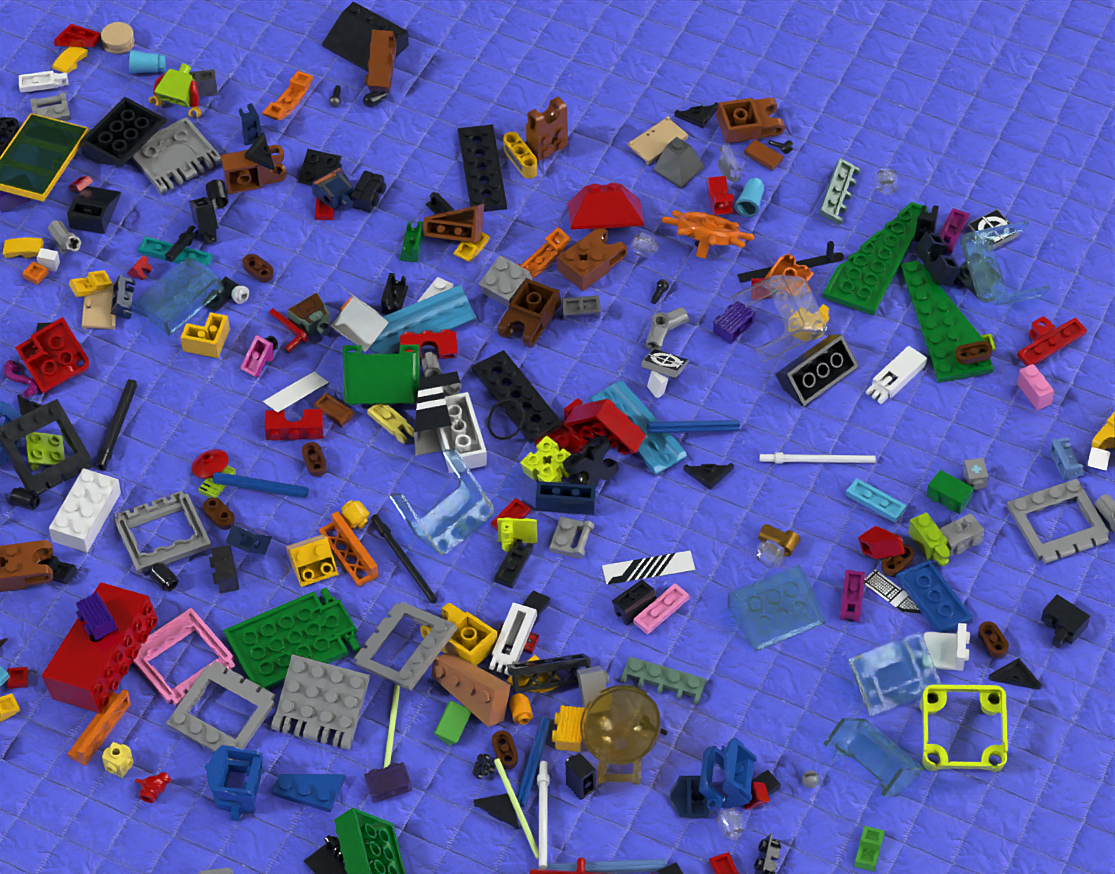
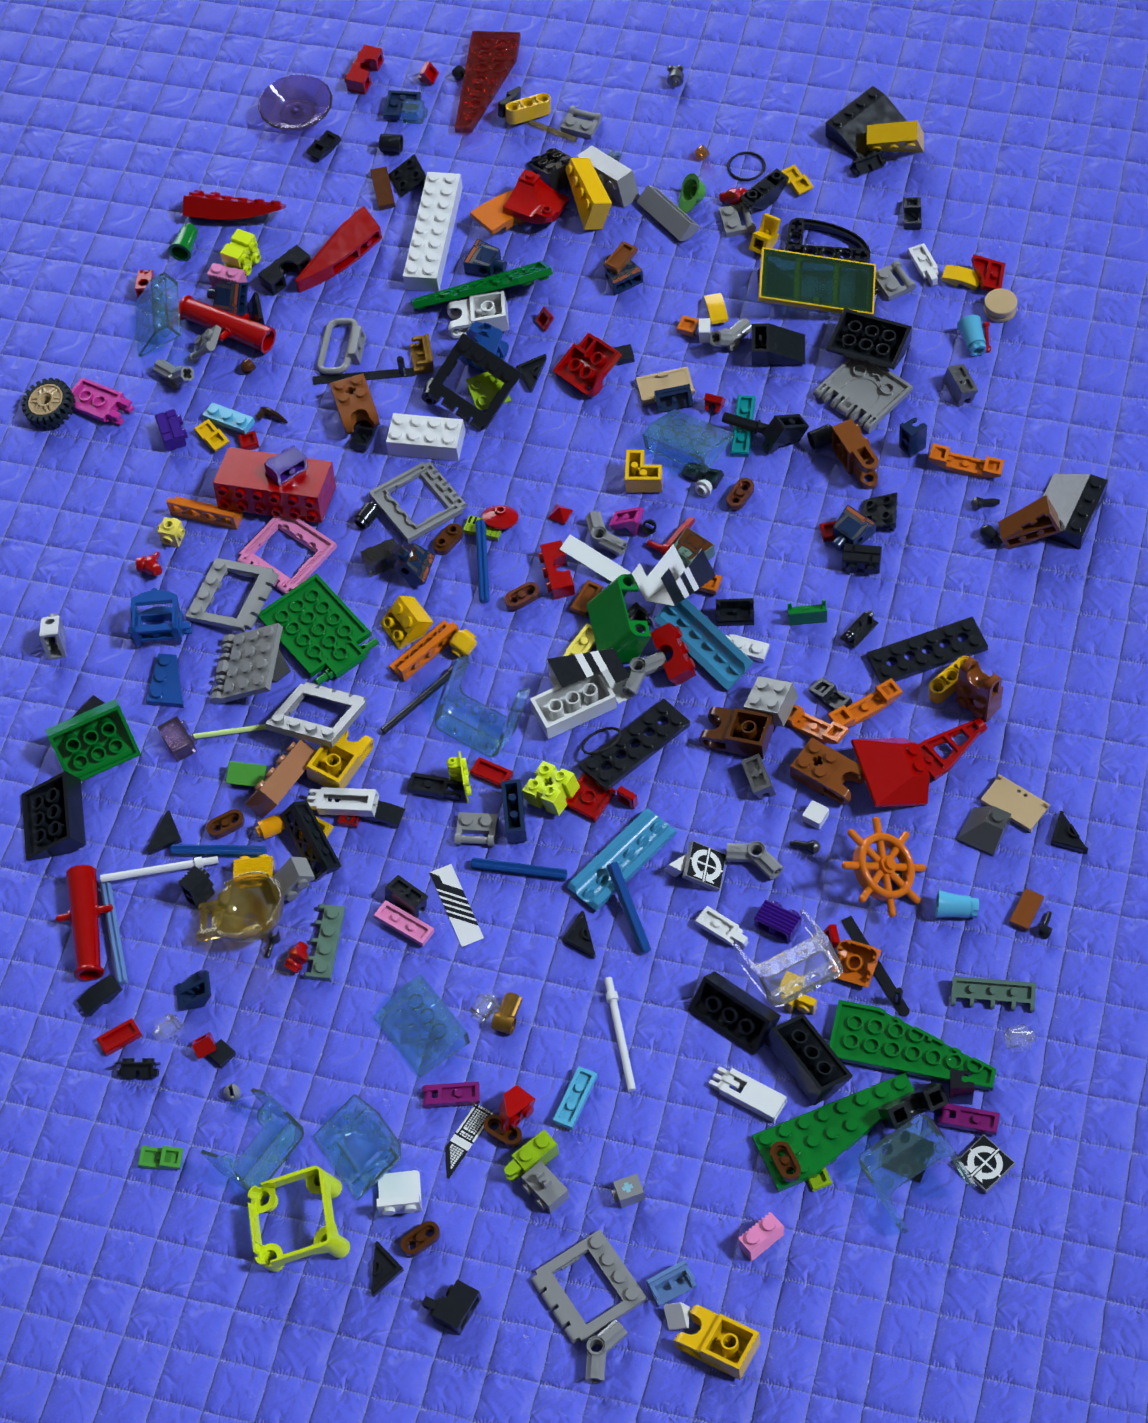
camera: 85 degrees right, 5 degrees up
(10, 367) = (576, 338): magenta animal -> none
(79, 184) = (804, 328): tile -> none
(93, 283) = (682, 369): yellow slope -> none
(106, 451) = (529, 435): black axle -> none
(177, 88) = (934, 366): lime torso -> none
(223, 415) = (560, 514): none -> red slope
(260, 153) = (862, 447): black tile -> none
(267, 383) = (607, 541): none -> light grey piece
(457, 224) = (830, 640): dark orange wedge -> none
(469, 250) = (815, 664): yellow slope -> none
(482, 766) = (204, 810): black plant -> none
(508, 244) = (829, 695): none -> black slope
(517, 807) = (168, 843): yellowish green axle -> none
(526, 217) = (868, 706): none -> orange slope
(577, 152) = (935, 764): none -> red plate
(591, 464) = (552, 822): black piece -> none
(606, 420) = (597, 824): red brick -> none
(625, 509) = (519, 869): none -> blue axle
(630, 277) = (815, 814): none -> white piece
(644, 245) = (859, 817): clear head -> none
(677, 701) = (297, 957): none -> red animal
(718, 196) = (943, 875): red arch -> none
(728, 164) = (999, 873): clear slope -> none
(728, 364) = (721, 927): none -> white hinge
(738, 770) = (211, 996): blue animal -> none
(748, 119) = (1067, 887): dark orange brick -> none
(877, 323) = (808, 1058): none -> black slope
(934, 597) = (465, 1174): blue tile -> none
(949, 492) = (595, 1166): green brick -> none
(1049, 340) = (834, 1244): red plate -> none

